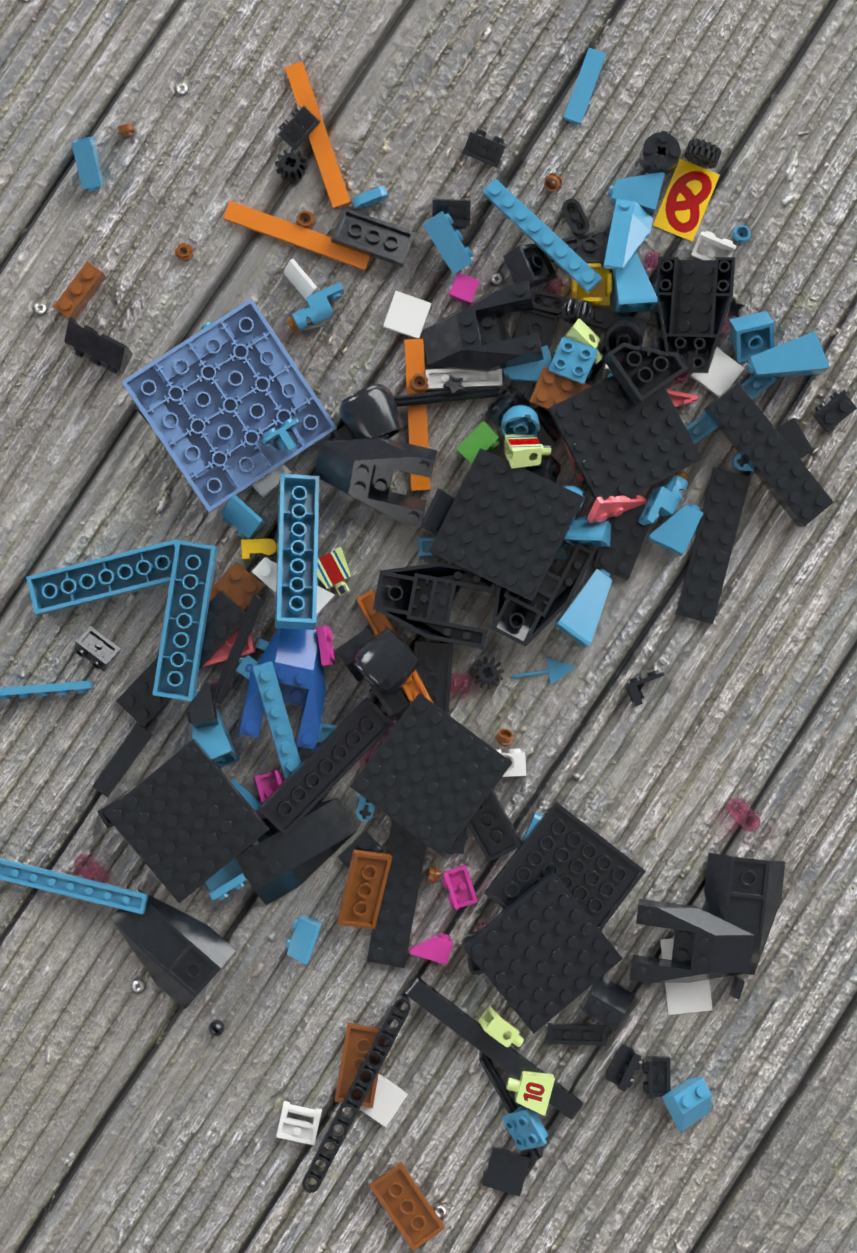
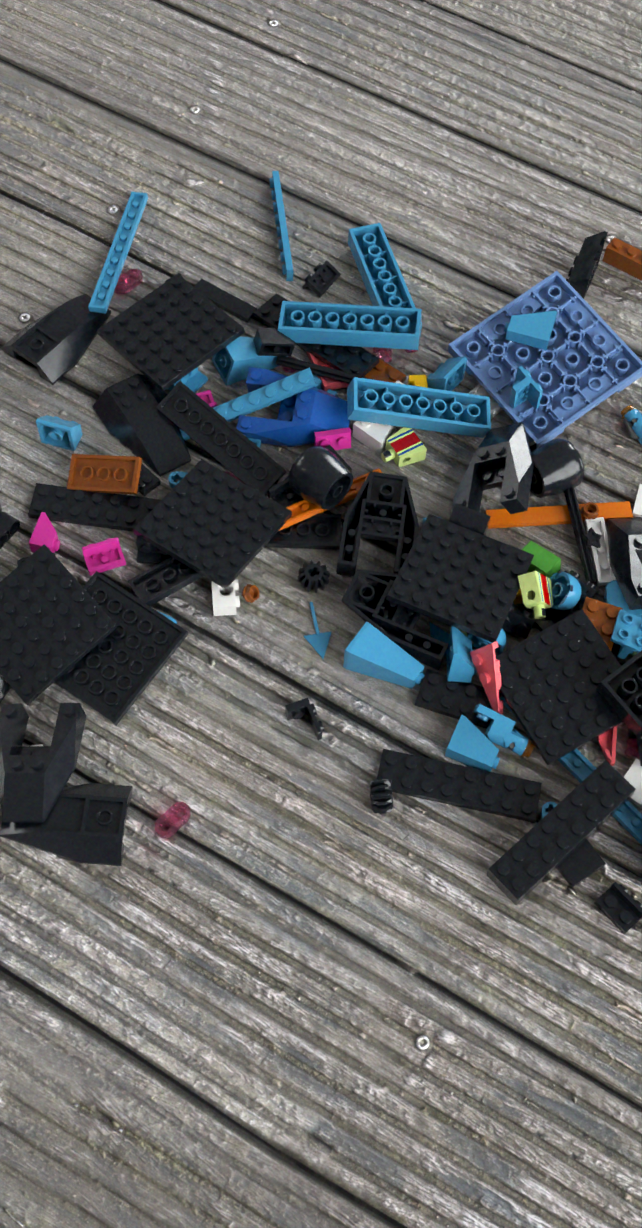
camera: 90 degrees right, 25 degrees down
(201, 418) = (531, 328): none -> dark azure slope
(225, 879) = (117, 369): dark azure bracket -> none
(433, 874) = (115, 532): dark orange plate -> none
(460, 683) = (301, 555): clear pink tile -> none
(728, 619) = (381, 796): none -> black gear

